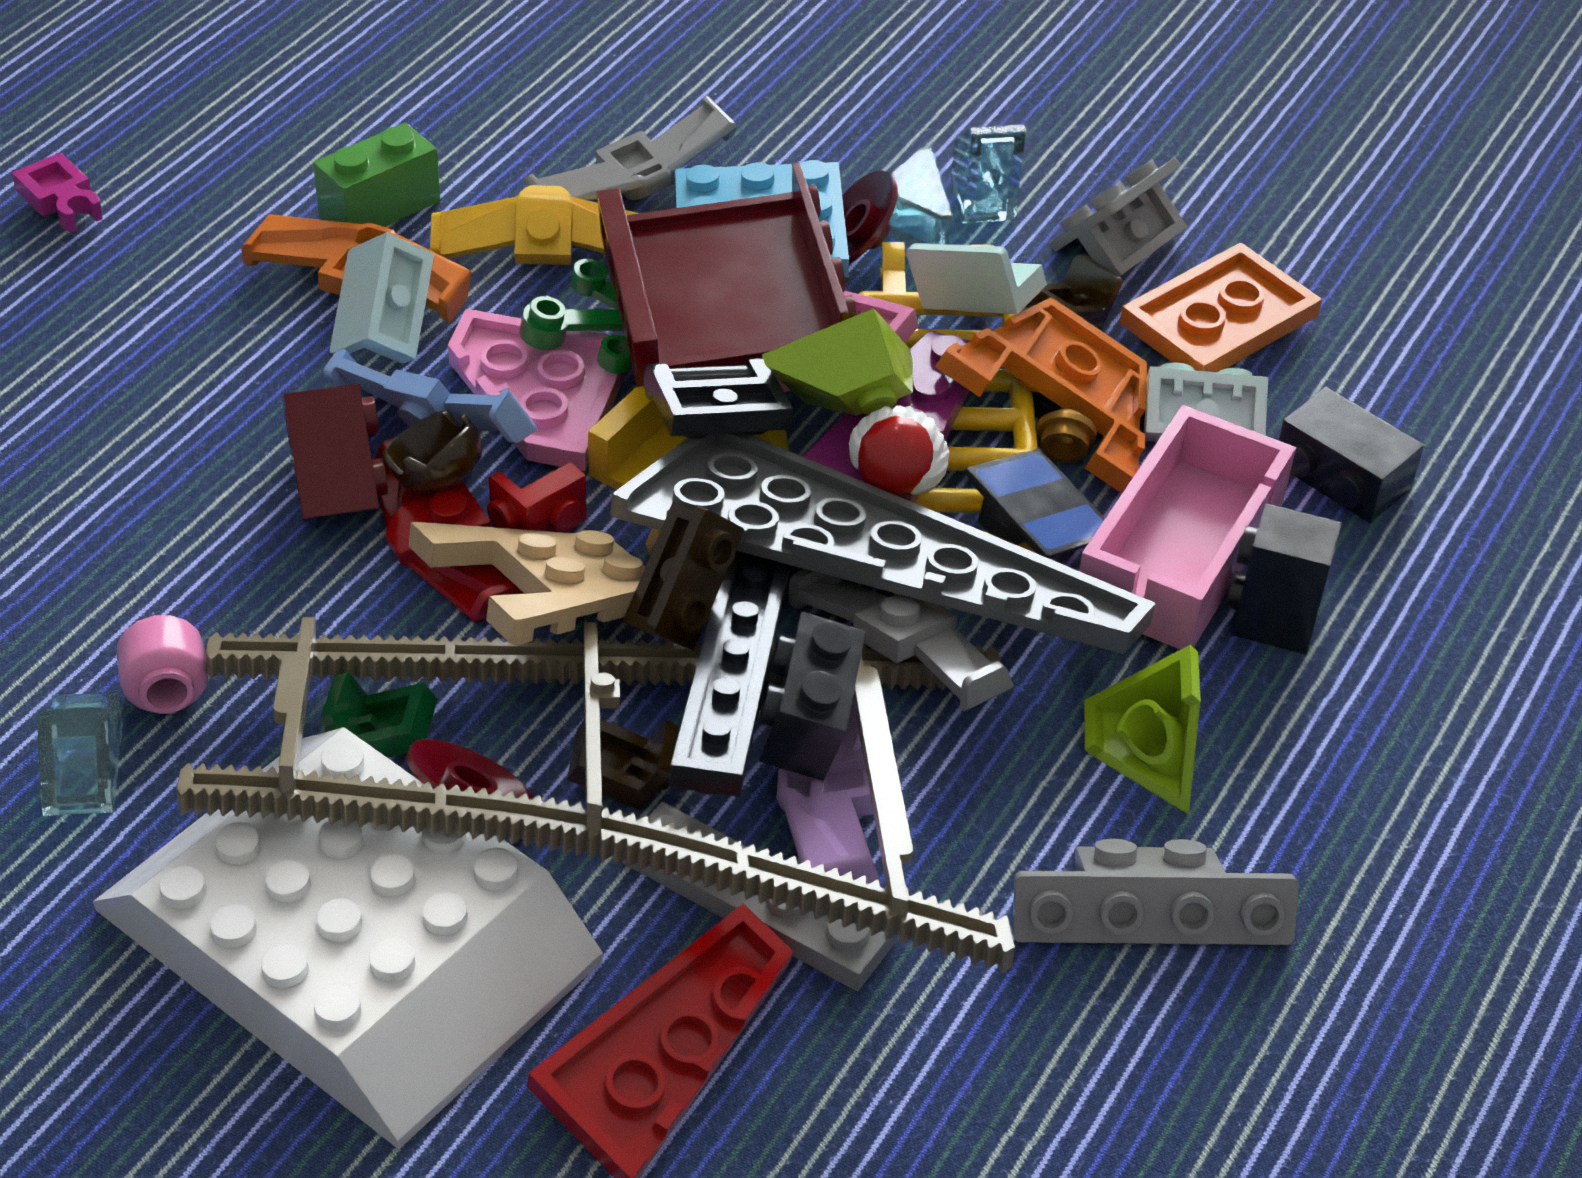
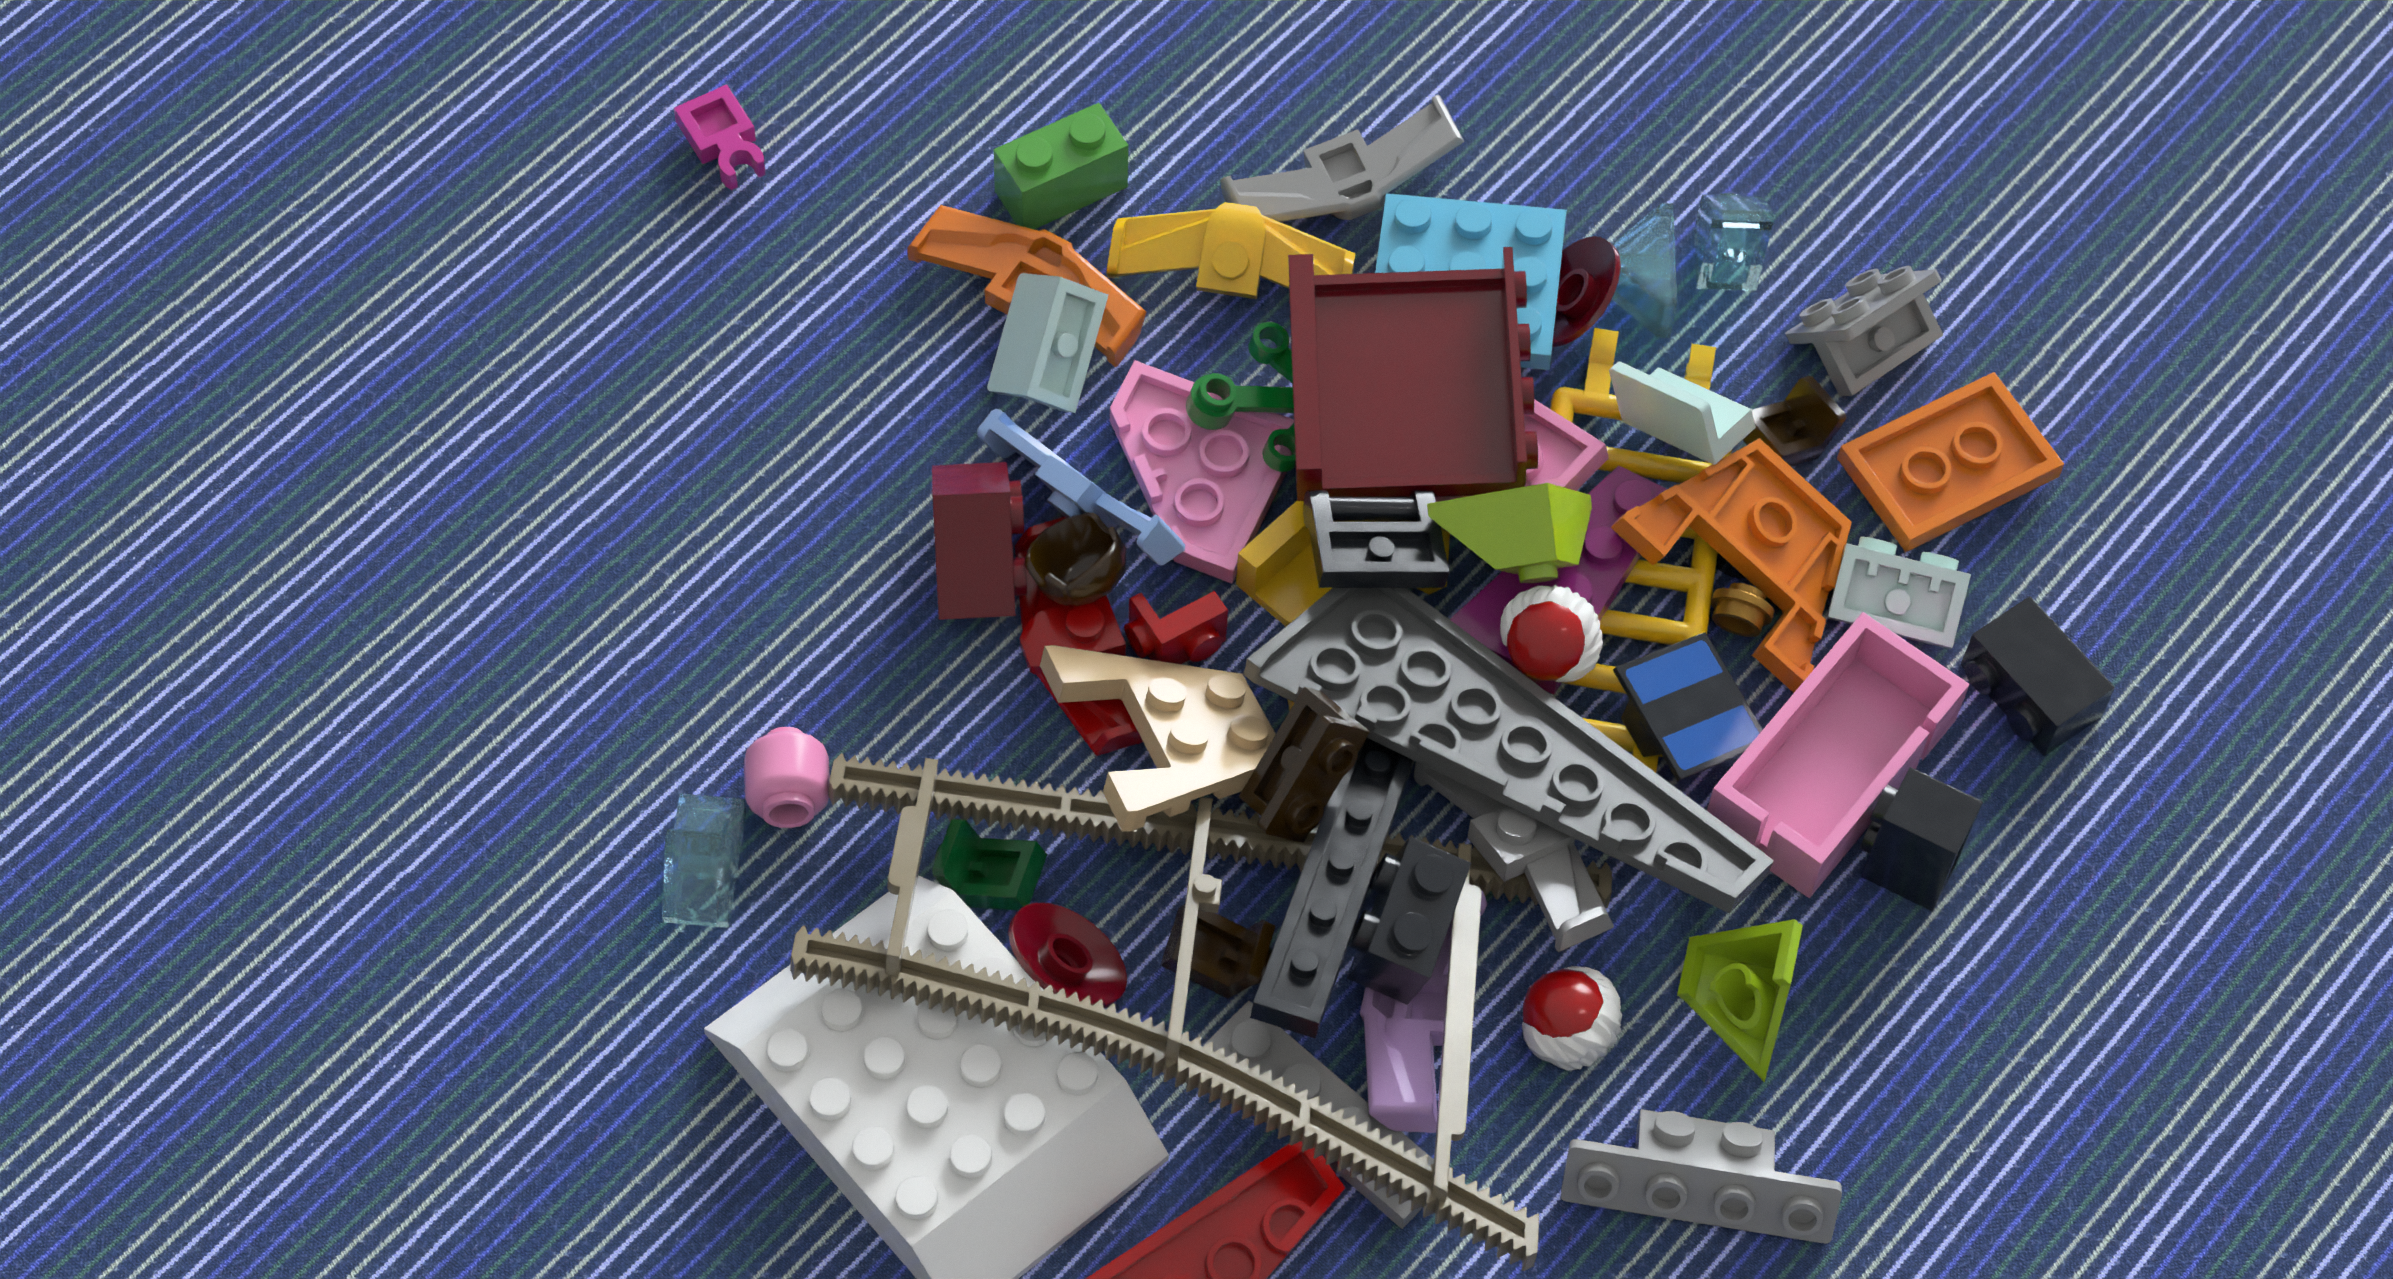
camera: 10 degrees right, 15 degrees up
(987, 777) = (1571, 1017): none -> hair

